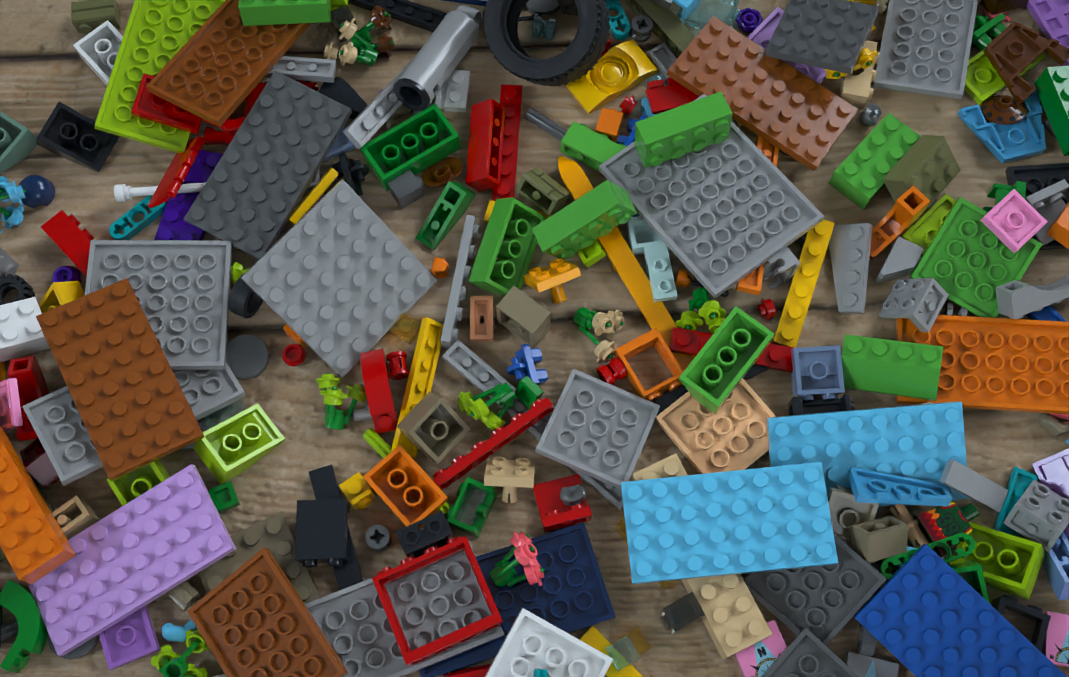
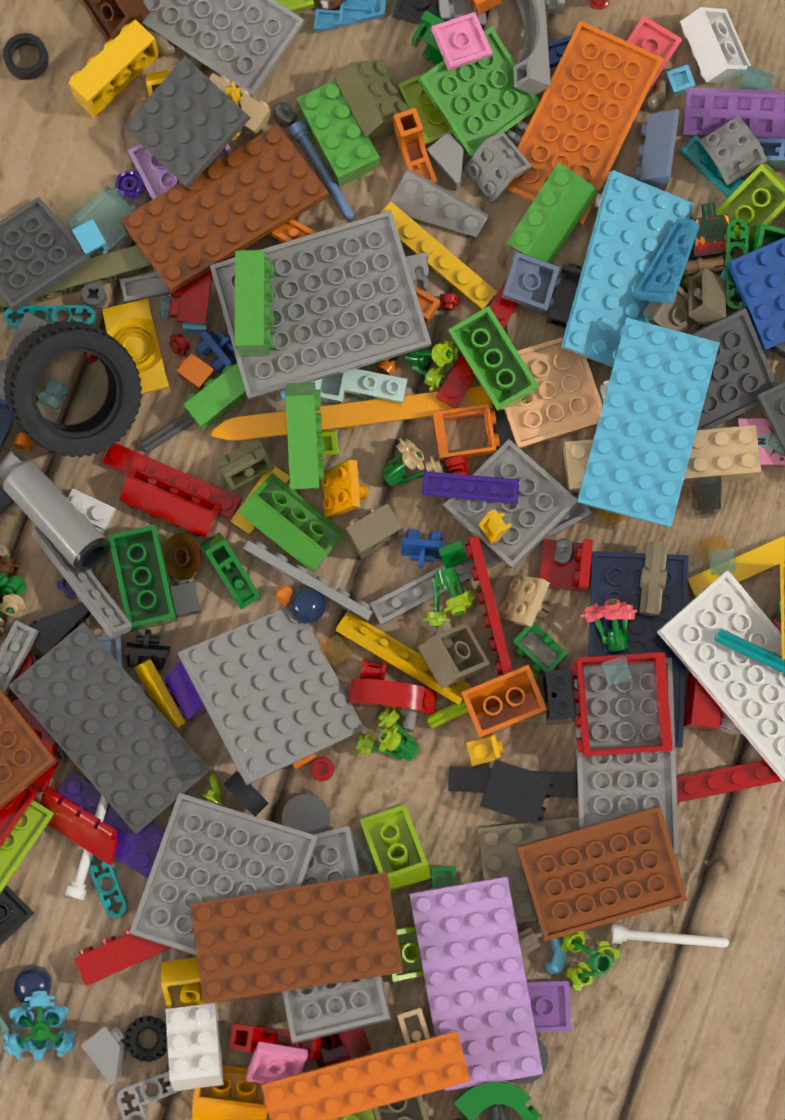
camera: 70 degrees left, 10 degrees up
(66, 271) = (140, 974): dark purple plate -> none
(380, 543) = (536, 749): dark grey wheel -> none
(435, 286) = (307, 605): none -> dark blue hair
(465, 578) = (616, 671): none -> clear light blue tile
(481, 308) = (345, 566): nougat piece -> none
(566, 417) = (494, 526): none -> yellow tile
(577, 588) = (653, 578): none -> dark tan piece
(598, 386) = (470, 487): none -> dark purple tile
(860, 132) = (300, 131): none -> medium blue piece
(973, 485) = (686, 194): light grey tile -> none
(1005, 443) = (657, 148): none -> sand blue slope

